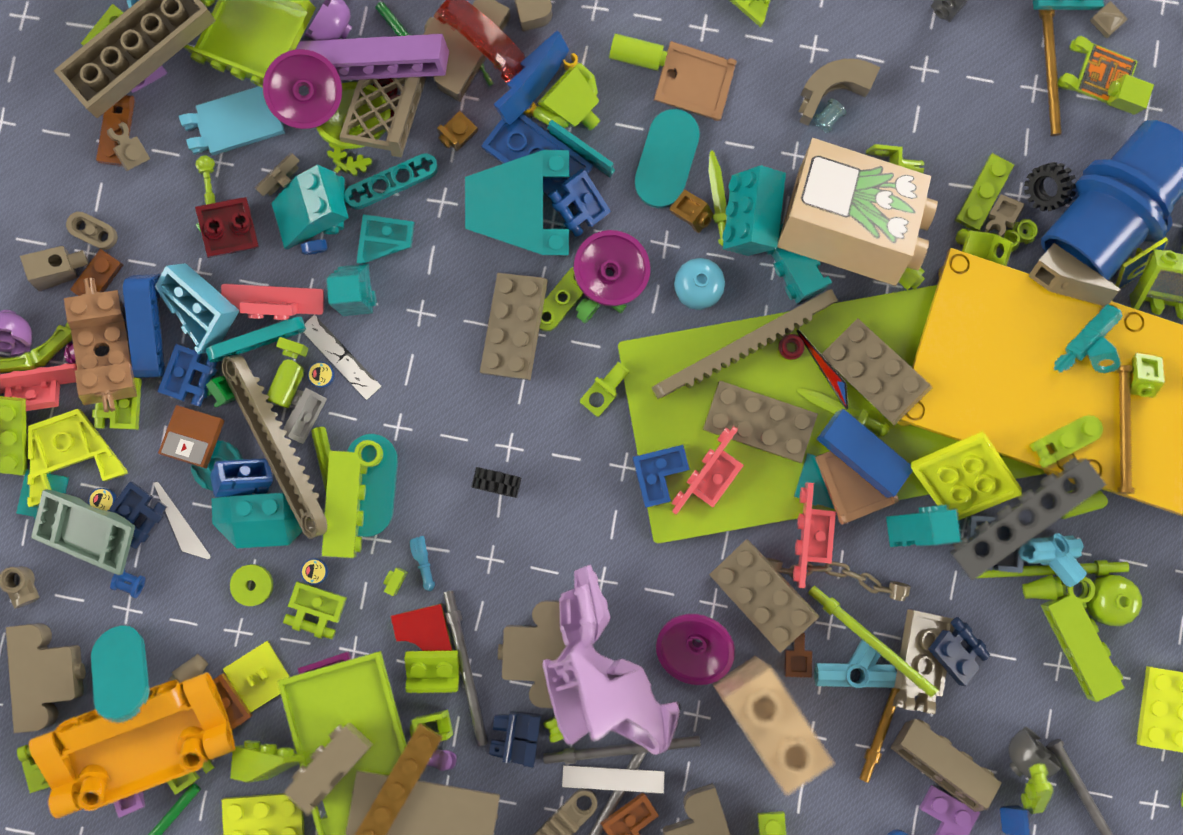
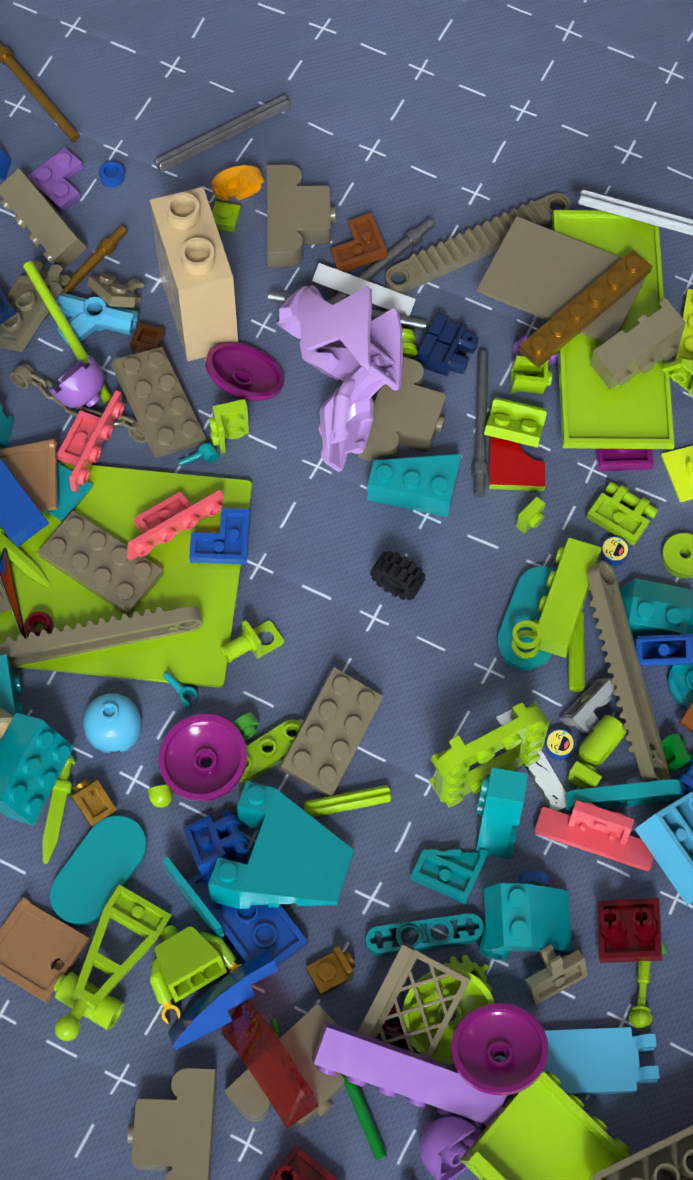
camera: 165 degrees left, 20 degrees down
(398, 303) = (520, 739): none -> lime plate
(420, 553) = (498, 538): dark azure piece -> none
(484, 273) = (348, 801): none -> lime axle
(504, 582) = (415, 483): none -> teal wedge
(623, 127) = (135, 915): none -> lime plate
(639, 232) = (160, 795): none -> lime hinge
(652, 328) = (183, 691): none -> teal hand
(689, 591) = (228, 421): none -> lime bracket
(704, 562) = (206, 452): none -> teal hand
(841, 587) = (80, 384): none -> medium lavender cylinder
(845, 699) = (113, 292): none -> dark tan plate

